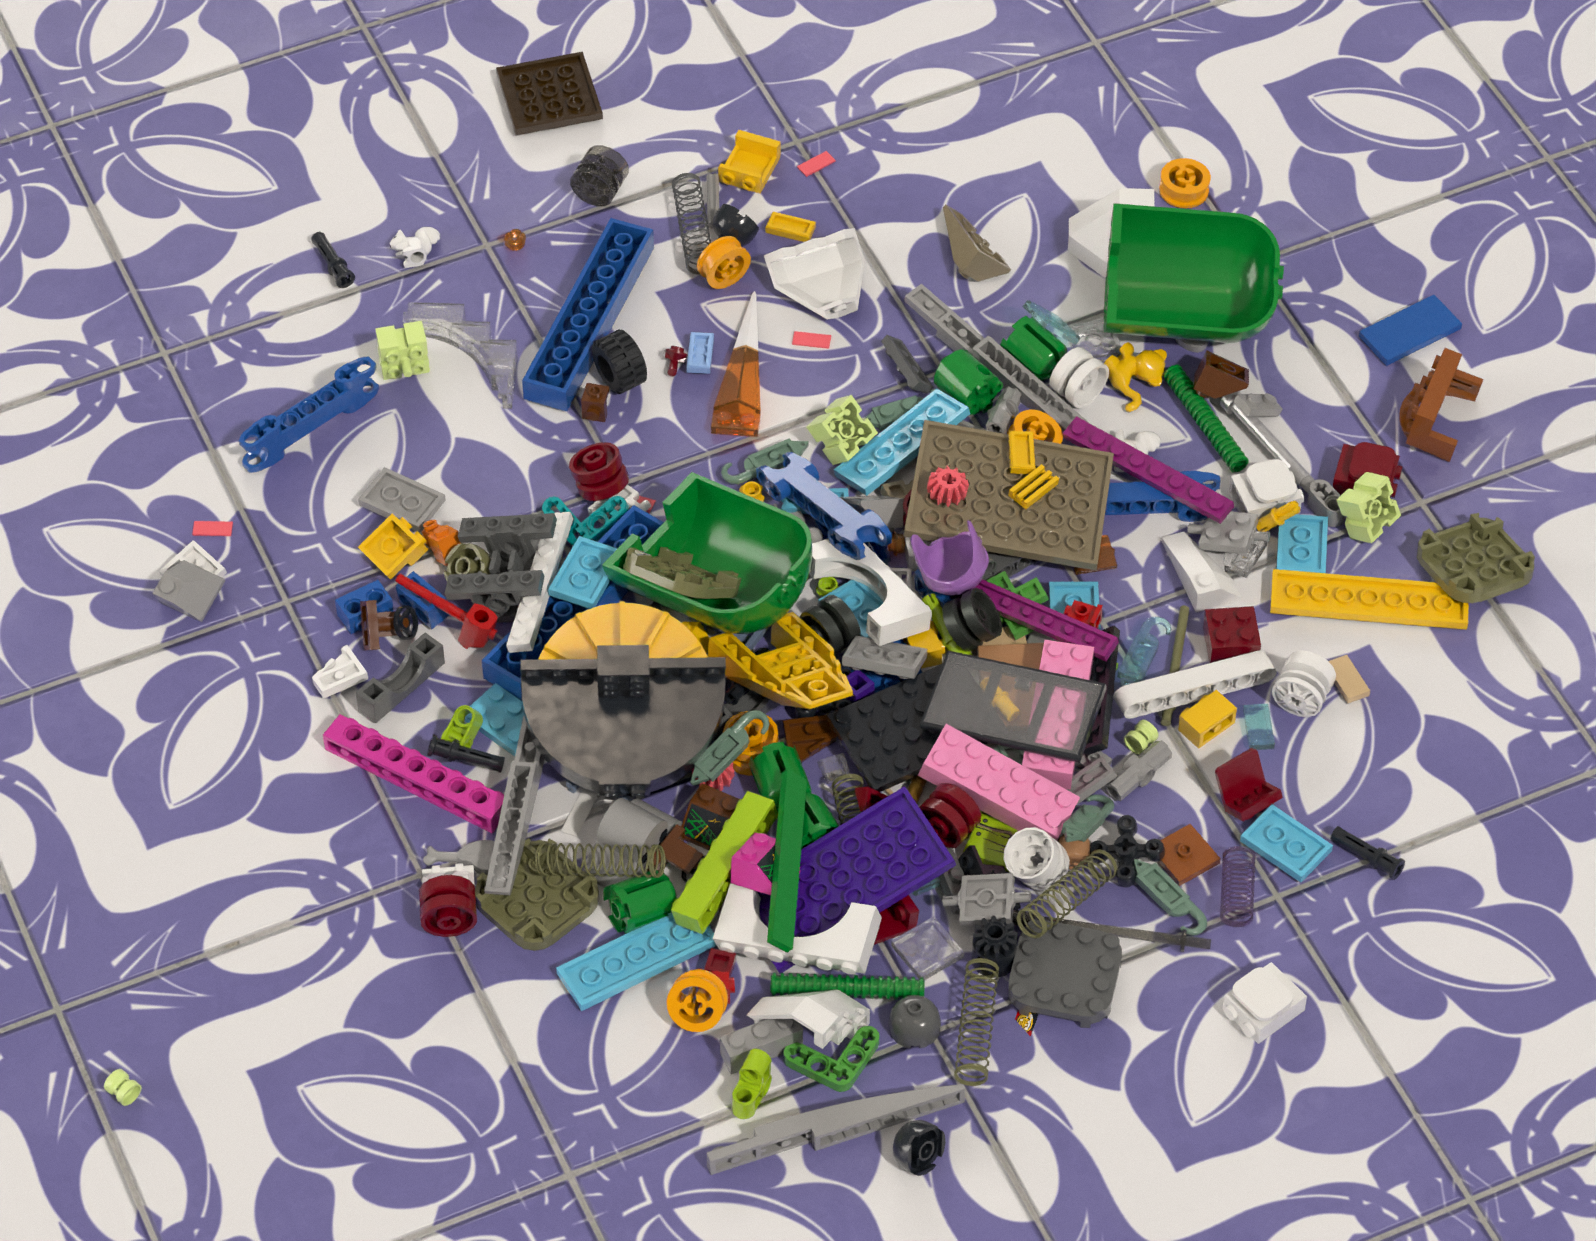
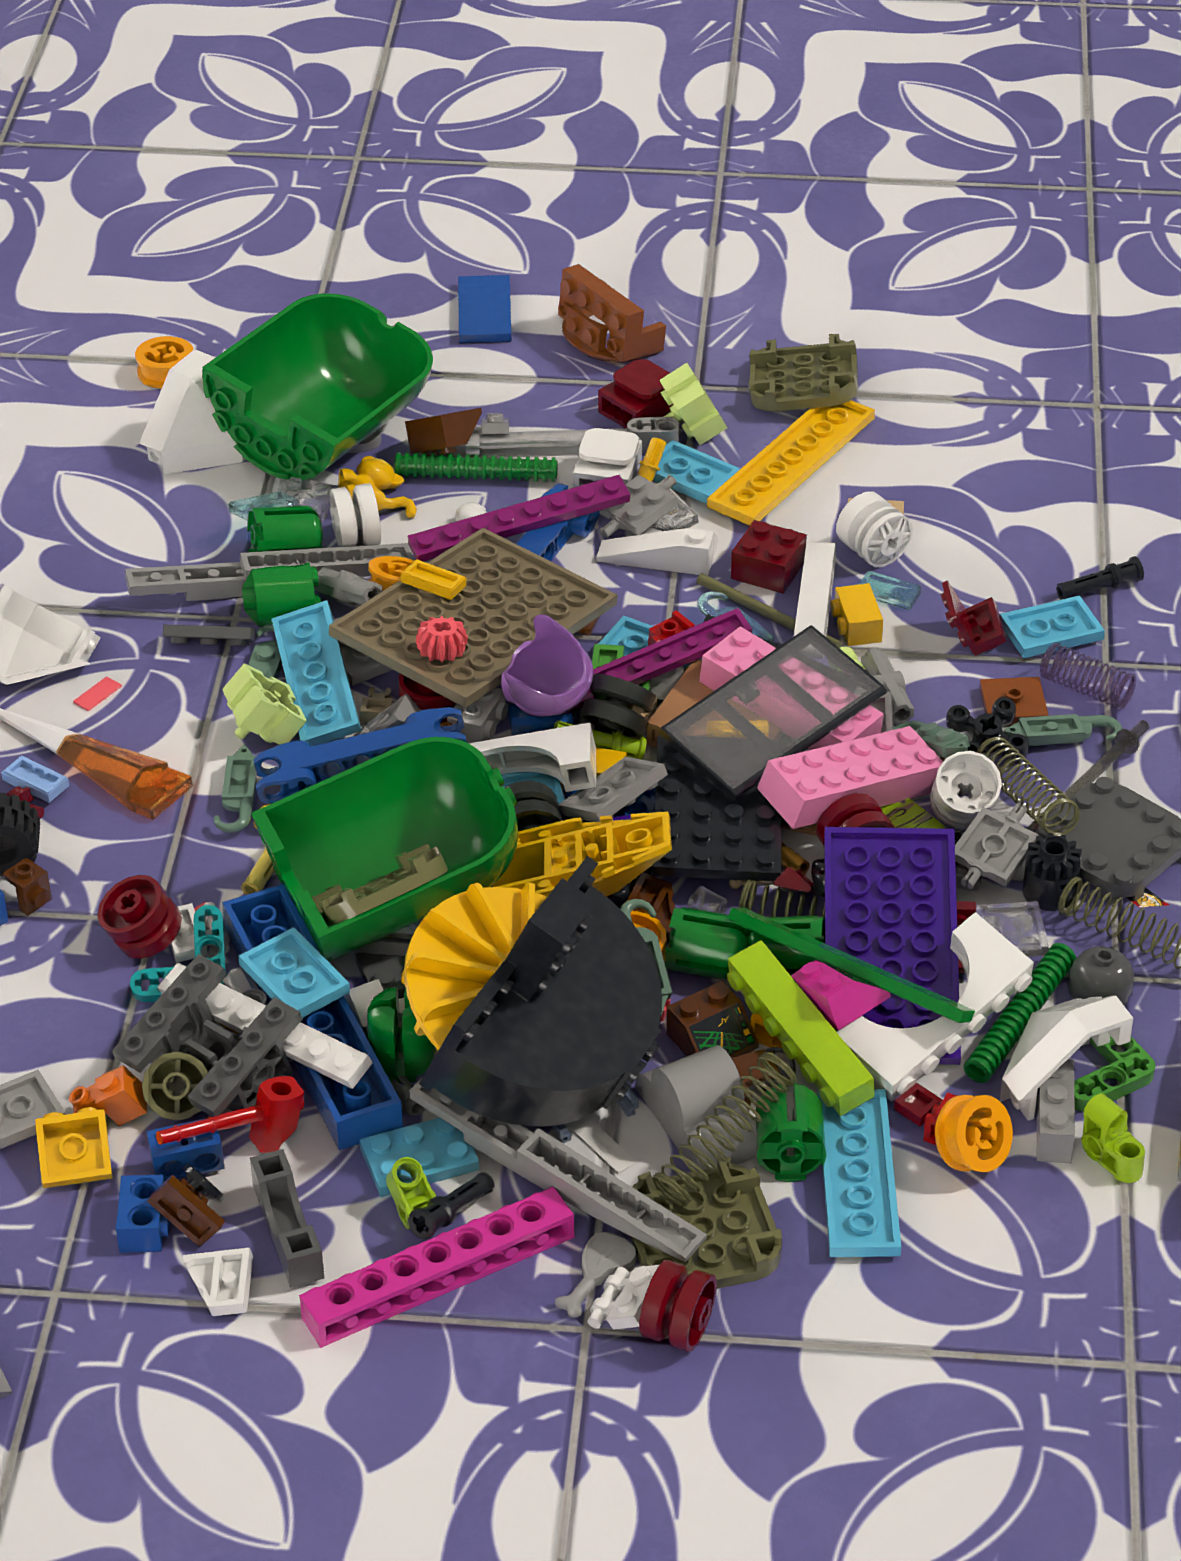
camera: 60 degrees left, 10 degrees down
(971, 250) = (113, 527): dark tan wedge -> none
(1039, 471) = (496, 586): yellow tile -> none

